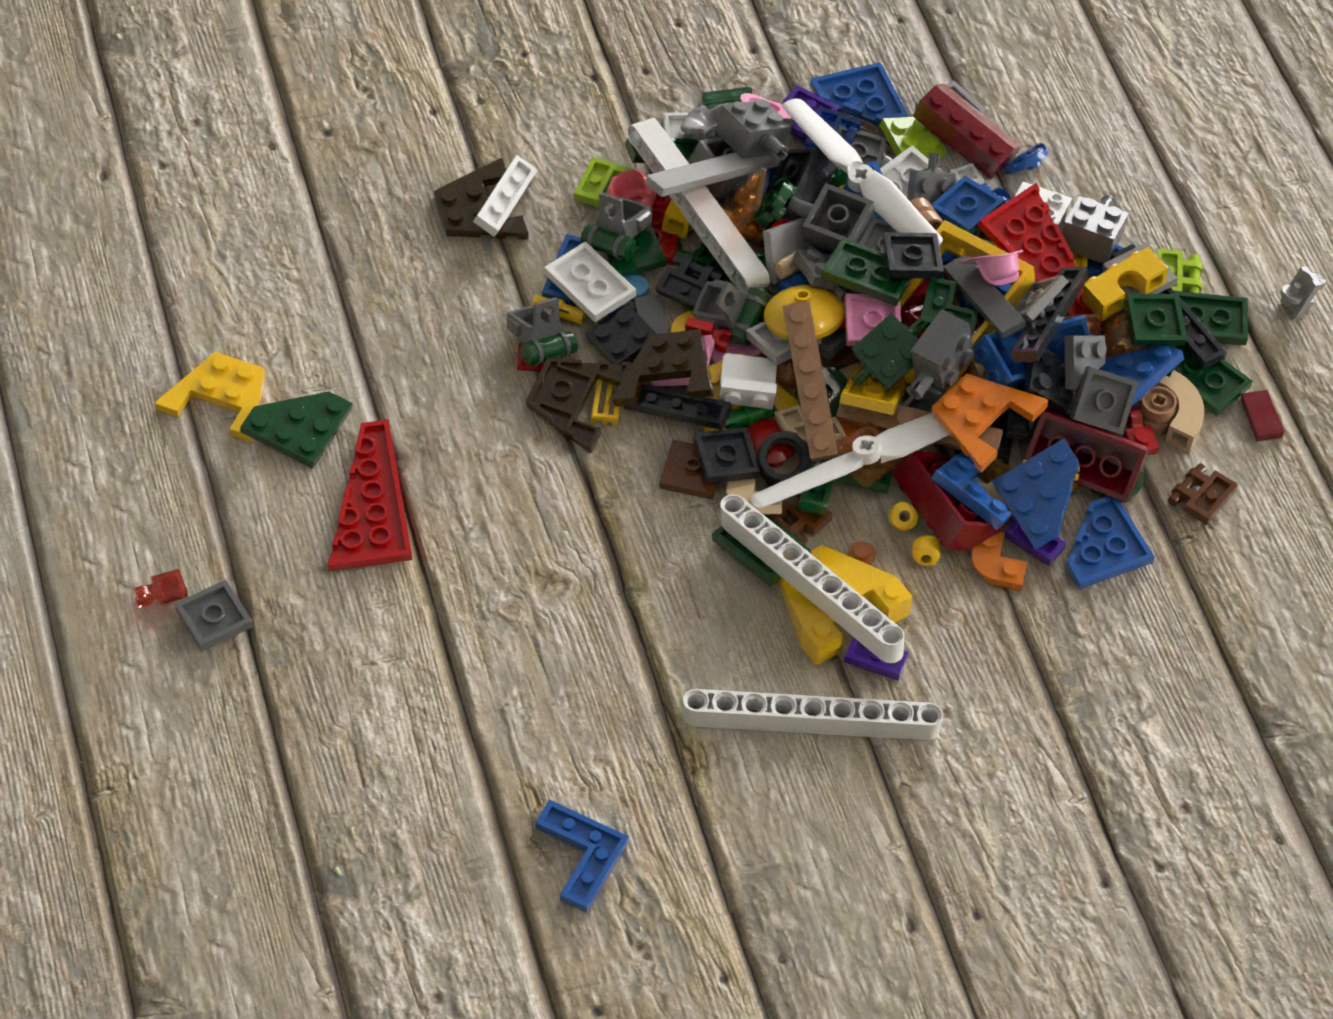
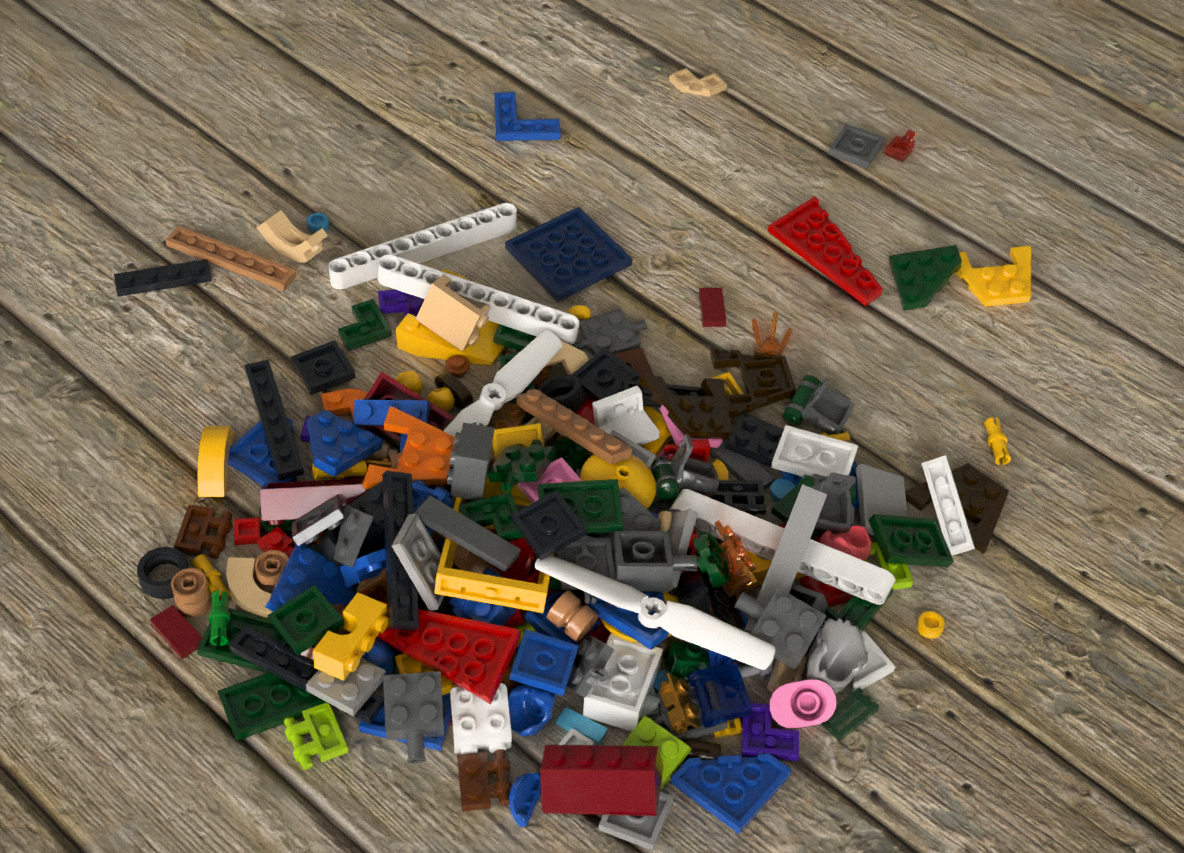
camera: 150 degrees right, 5 degrees down
(307, 802) = (688, 83): none -> tan tile
(397, 237) = (997, 441): none -> yellow pin
(528, 421) = (771, 344): none -> clear orange plant
(548, 498) = (712, 307): none -> dark red tile
(560, 225) = (879, 494): none -> light grey tile
(568, 179) = (910, 540): none -> dark green plate
(603, 131) = (930, 624): none -> yellow tile
(656, 631) = (568, 254): none -> dark blue plate
(680, 515) = (609, 332): none -> dark grey plate
(699, 546) = (580, 312): none -> yellow tile
(861, 569) = (452, 315): none -> tan panel
(871, 142) = (676, 693): none -> pearl gold hinge
(883, 523) = (460, 392): none -> dark brown beam
(914, 819) = (317, 221): none -> dark azure tile
(929, 639) = (369, 327): none -> dark green plate
(957, 785) = (289, 240): none -> tan arch
(997, 268) = (473, 544): bright pink piece -> none
(1004, 614) = (323, 367): none -> black plate
(1043, 809) = (231, 258): none -> medium nougat plate
(1064, 181) = (474, 782): none -> reddish brown plate
(1089, 559) = (274, 420): none -> black plate
(1130, 824) = (162, 277): none -> black plate
(1159, 480) = (247, 531): none -> red tile
(1160, 553) = (213, 460): none -> yellow arch
(1213, 446) = (213, 576): none -> yellow pin
(1223, 388) = (219, 618): none -> green pin
(1239, 429) = (191, 592): none -> medium nougat wheel
(1261, 452) = (155, 558): none -> black tyre
(1301, 291) = (179, 760): light grey hips -> none

